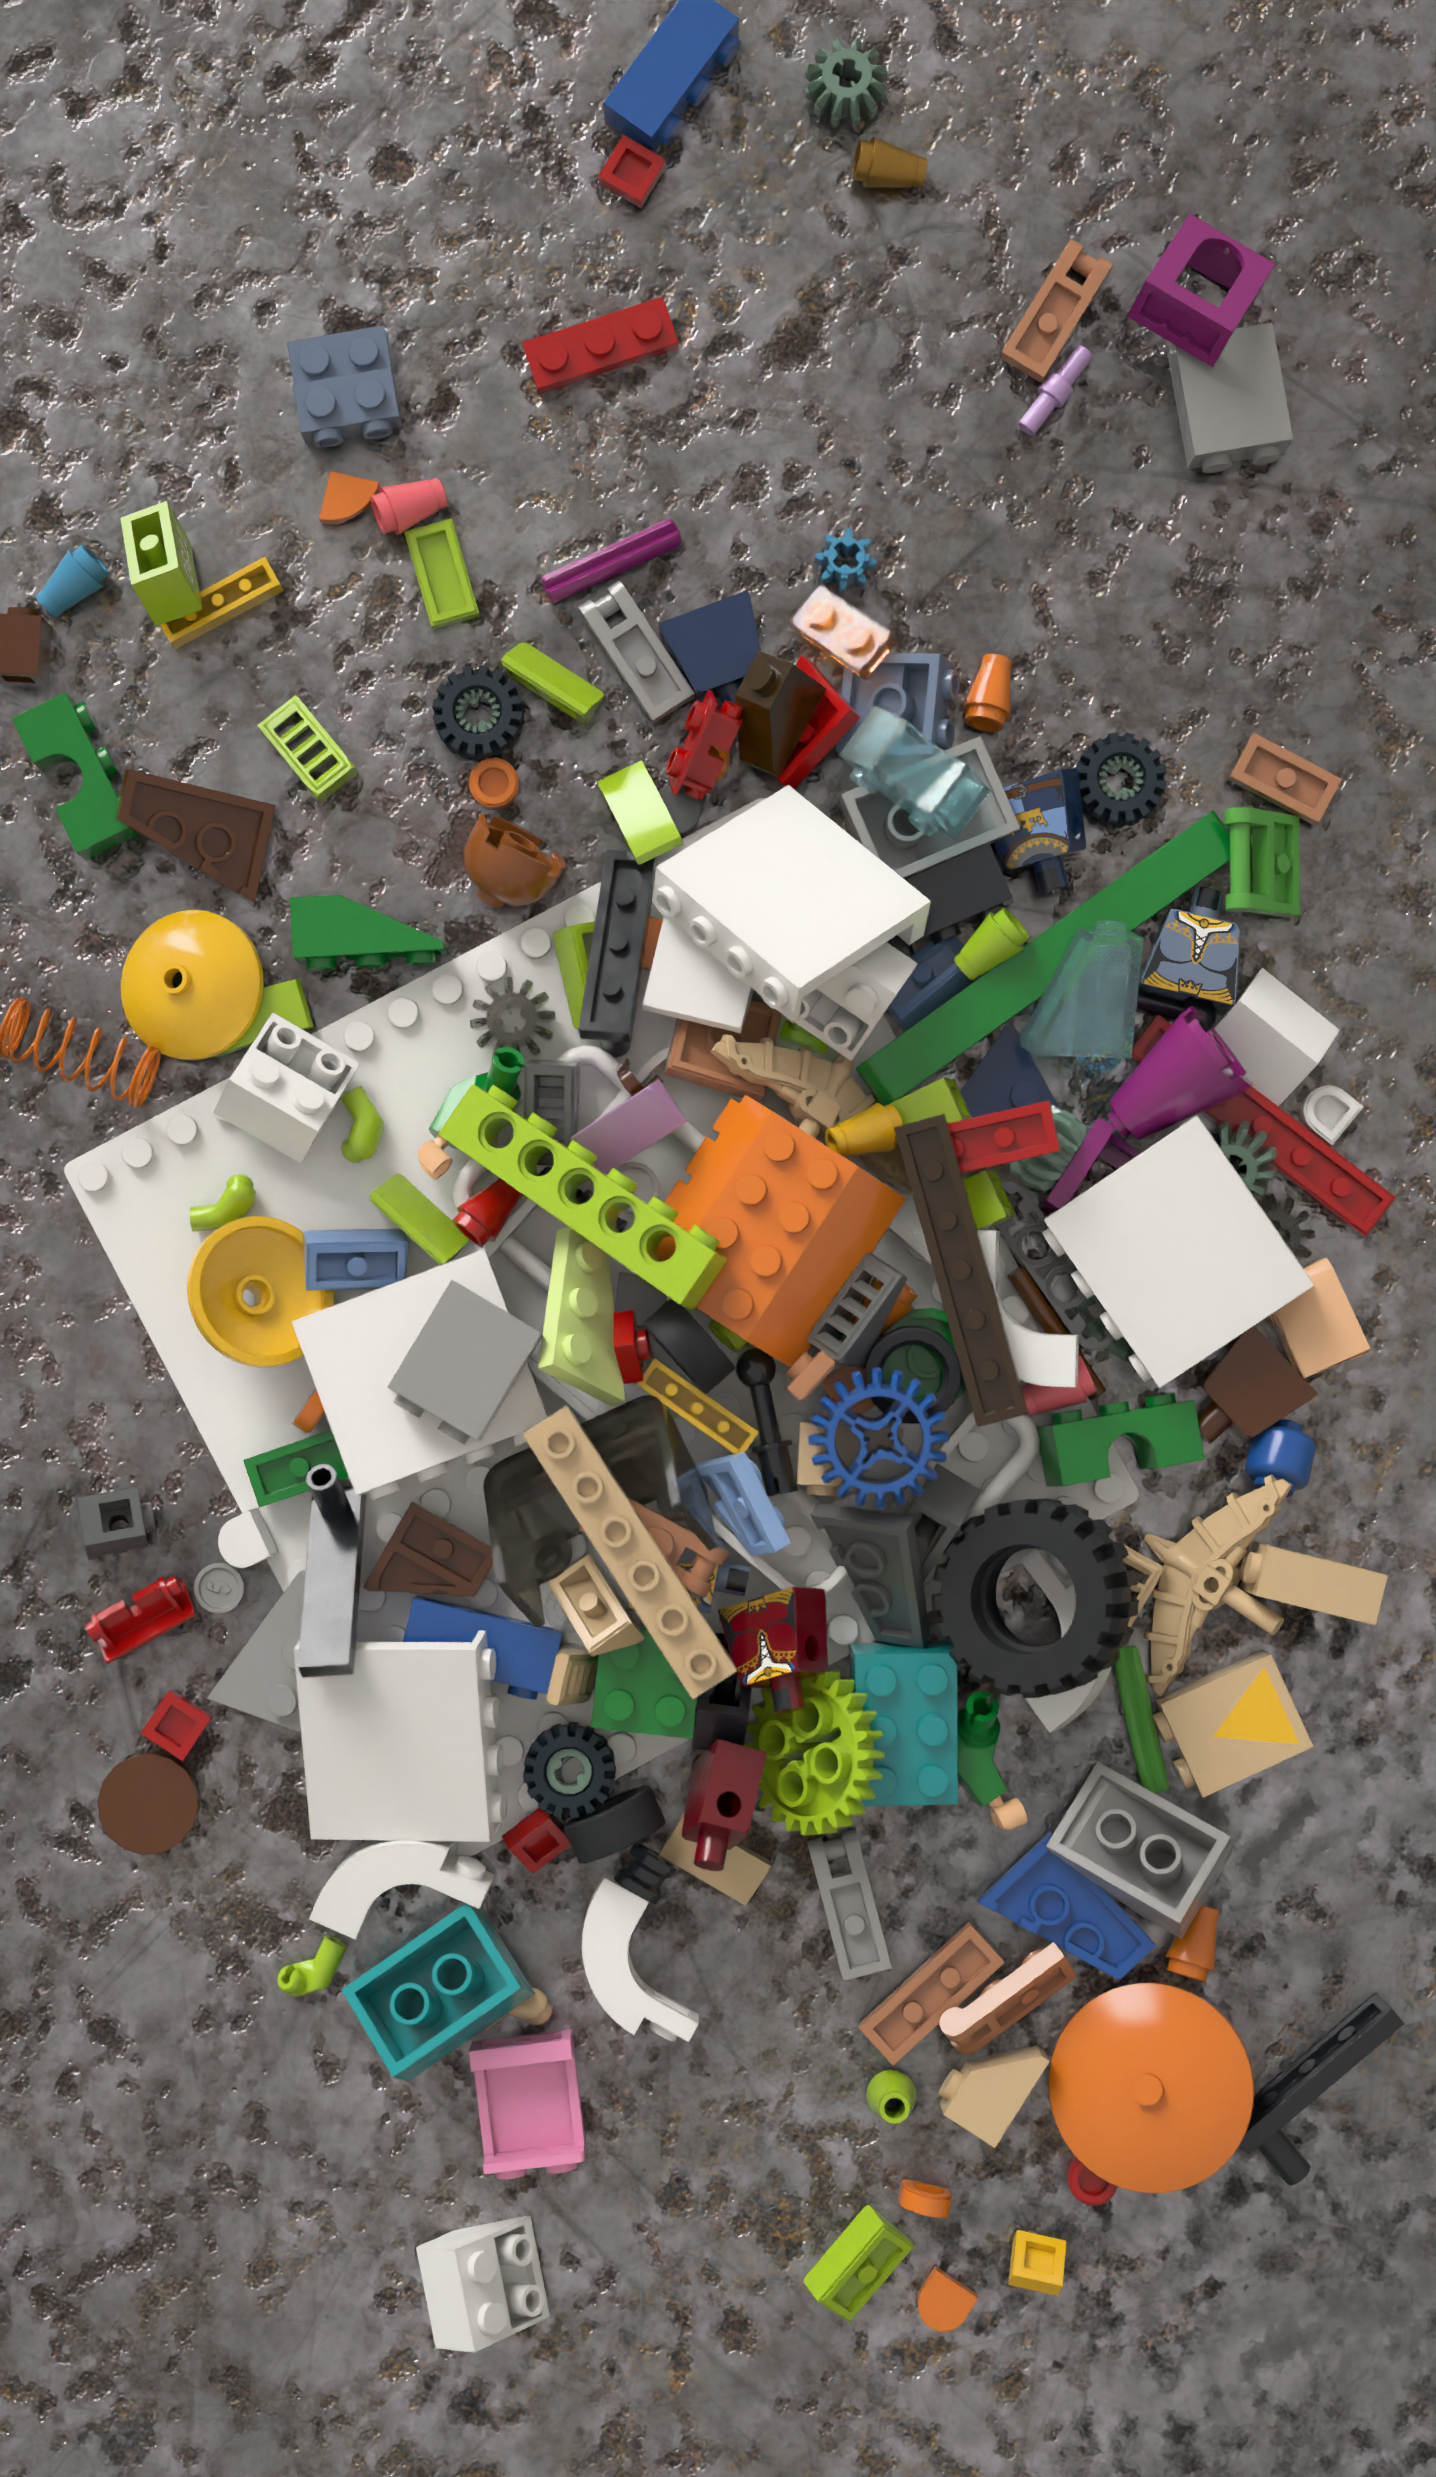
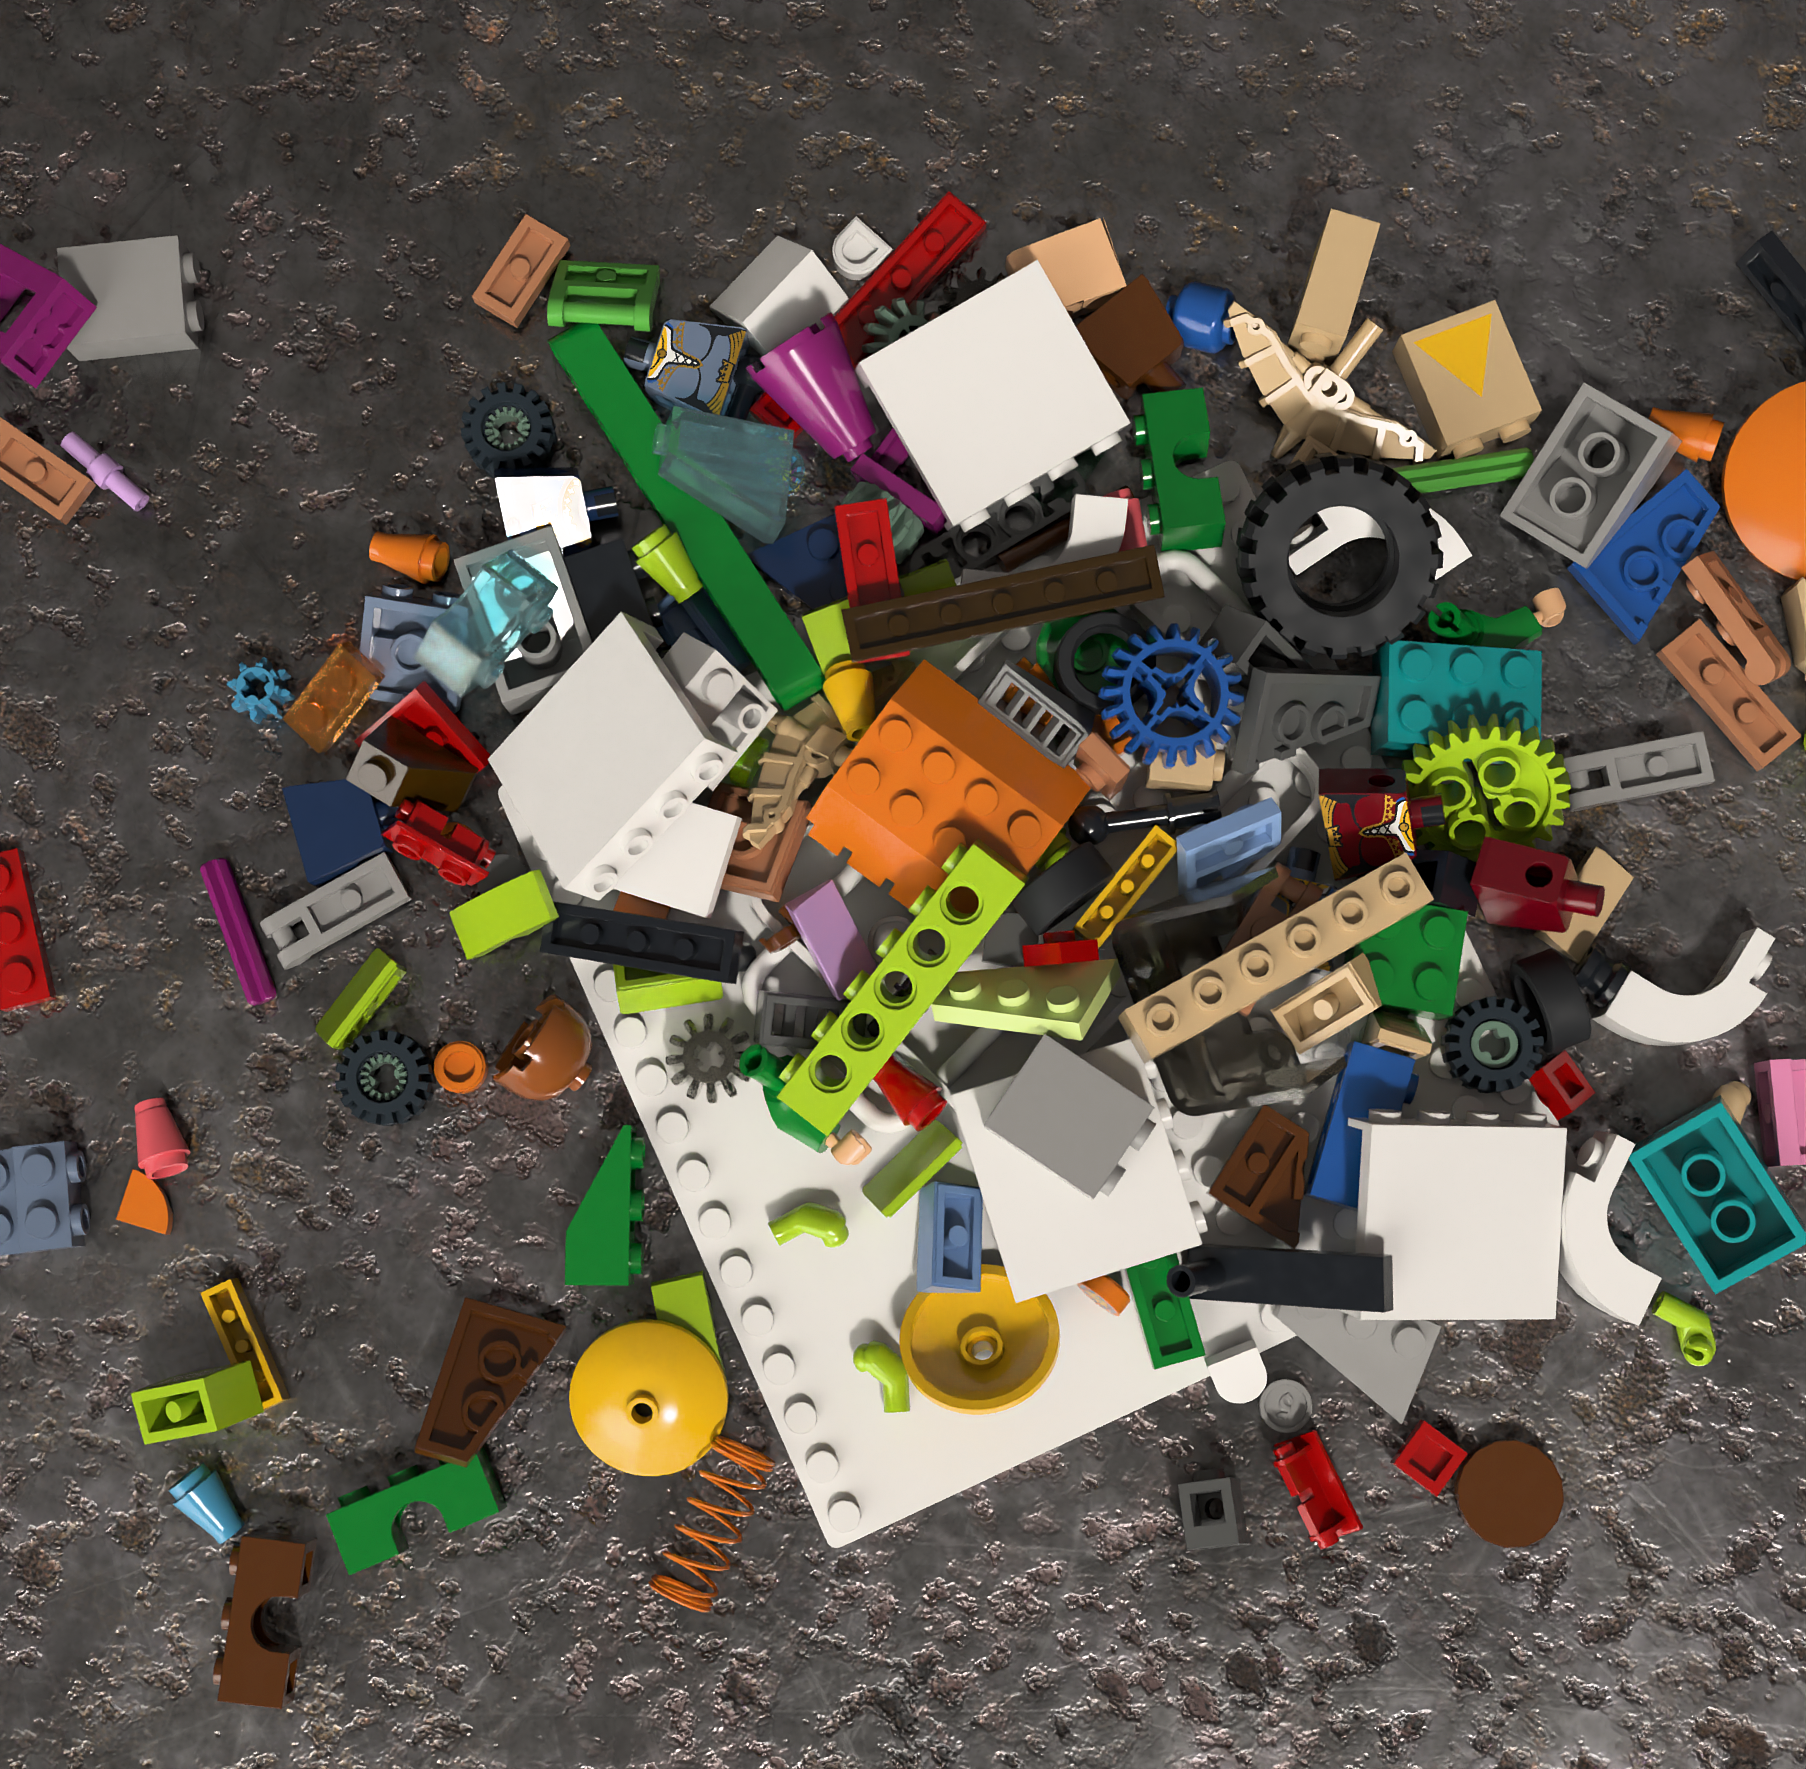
camera: 80 degrees left, 5 degrees down
(286, 1087) = (766, 1300): white slope -> none
(331, 779) = (440, 1233): lime slope -> none
(442, 574) = (235, 1109): lime tile -> none

